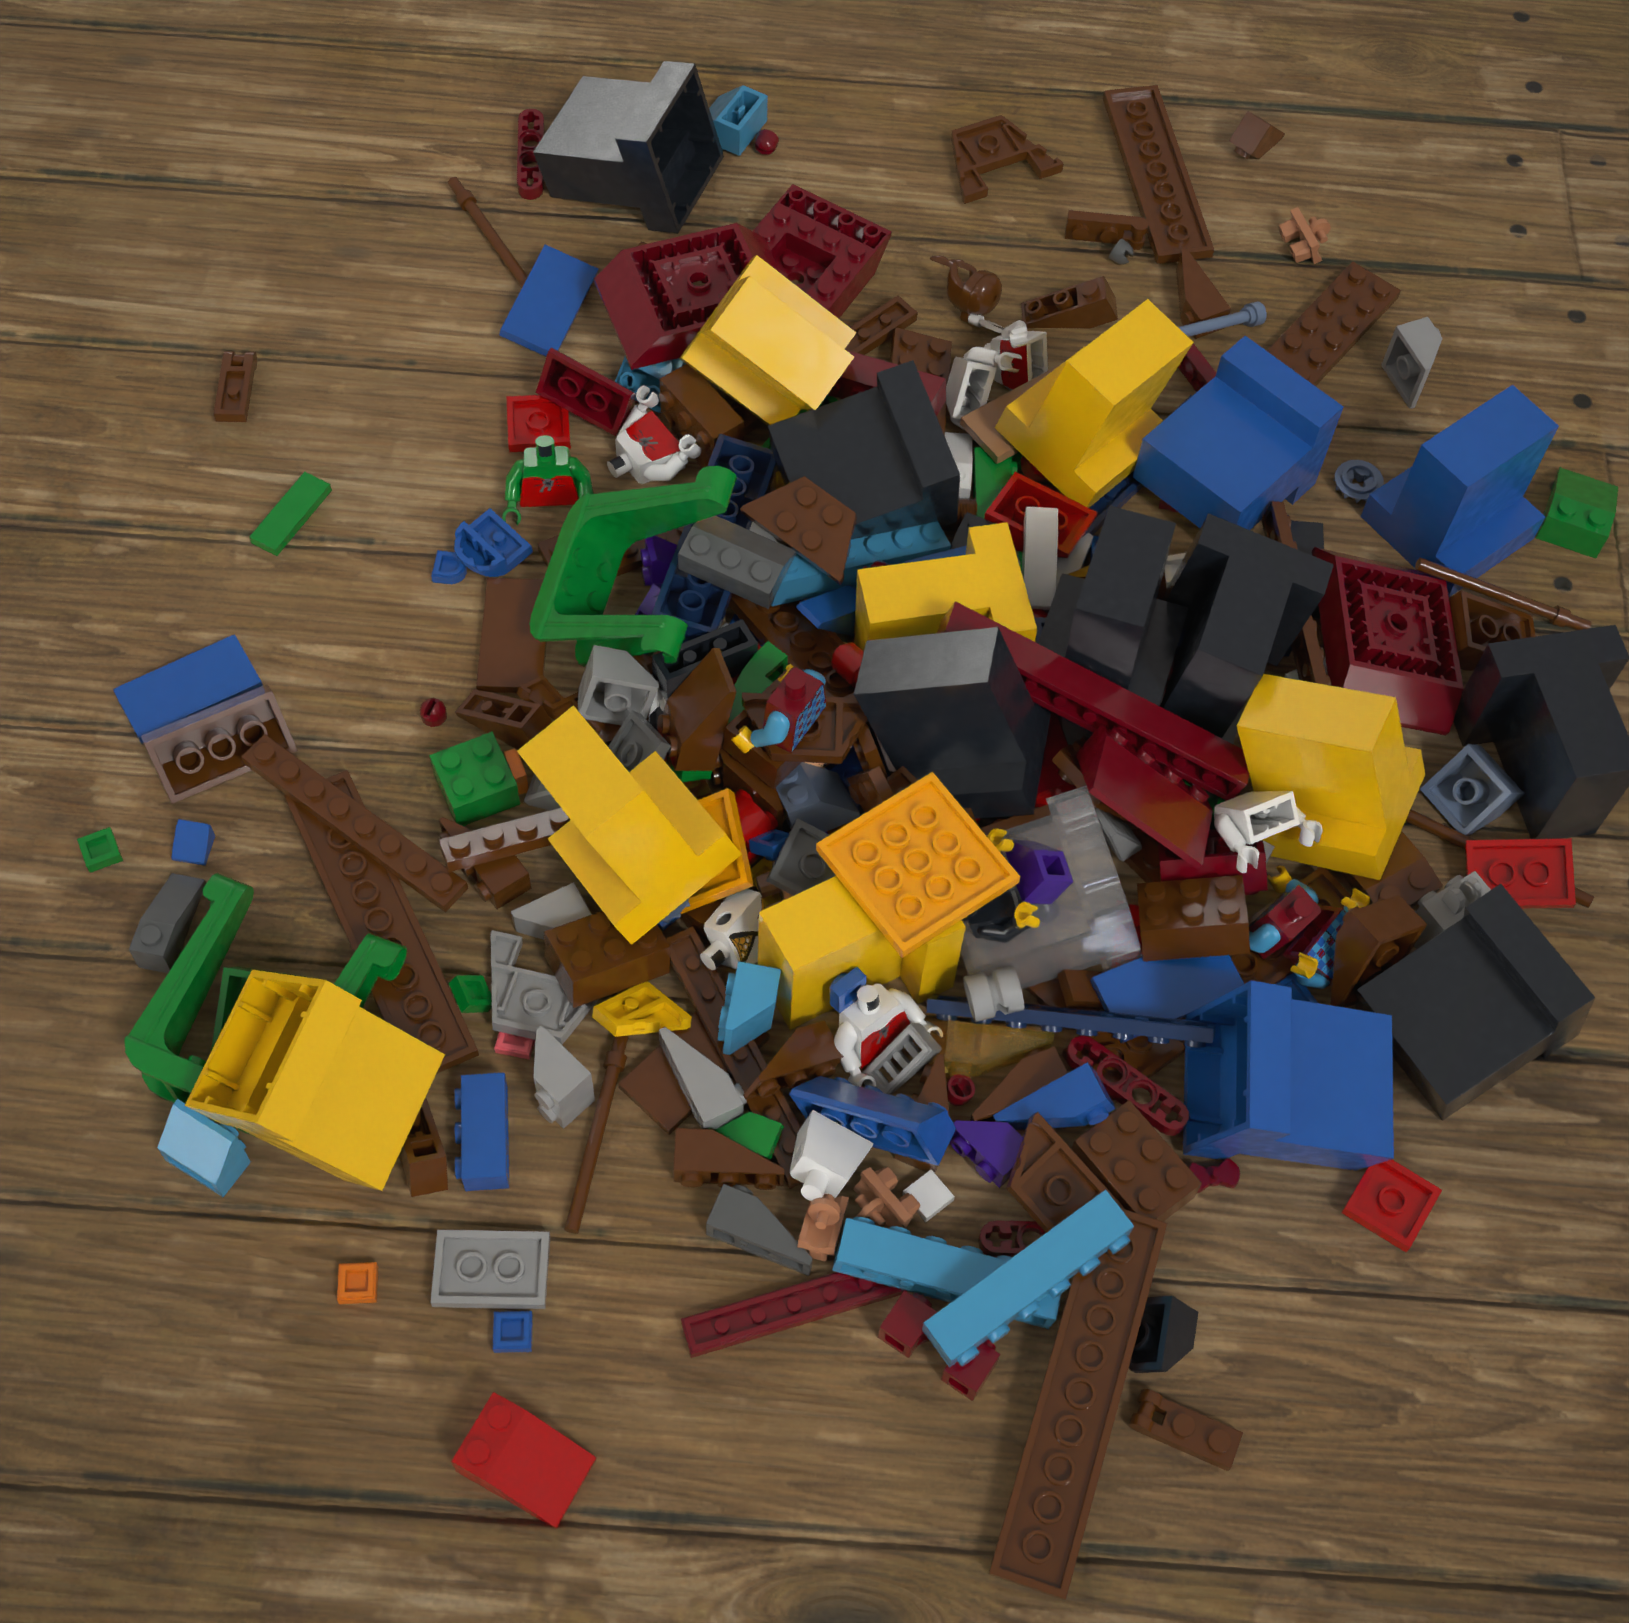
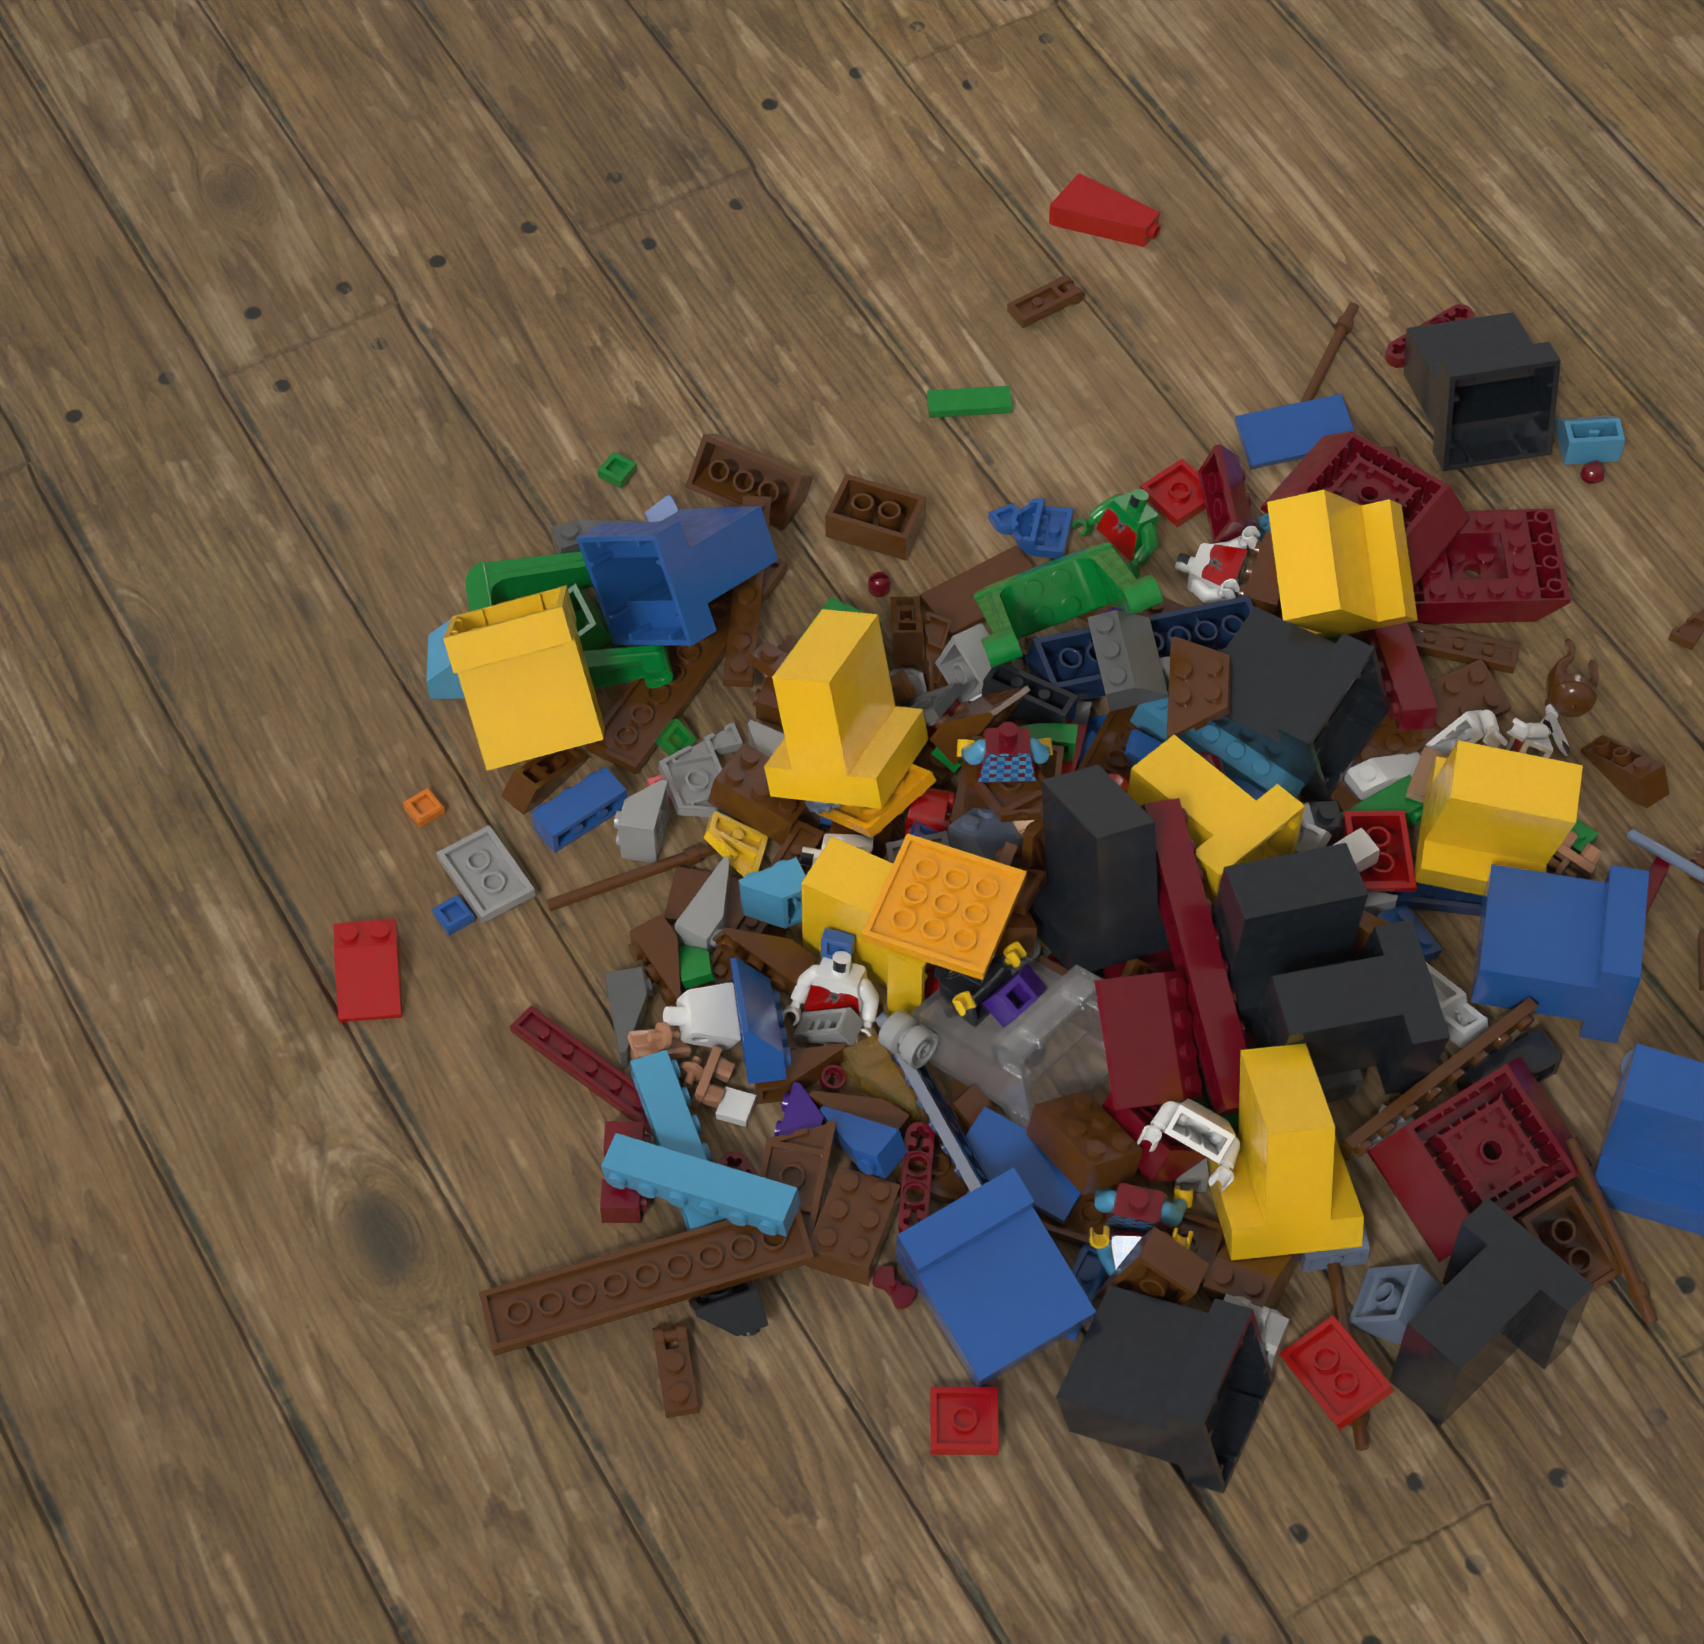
camera: 60 degrees right, 5 degrees down
(182, 281) = (1103, 212): none -> red slope
(187, 686) = (781, 435): blue tile -> none
(304, 865) = (665, 572): none -> blue piece
(362, 664) = (875, 516): none -> reddish brown brick

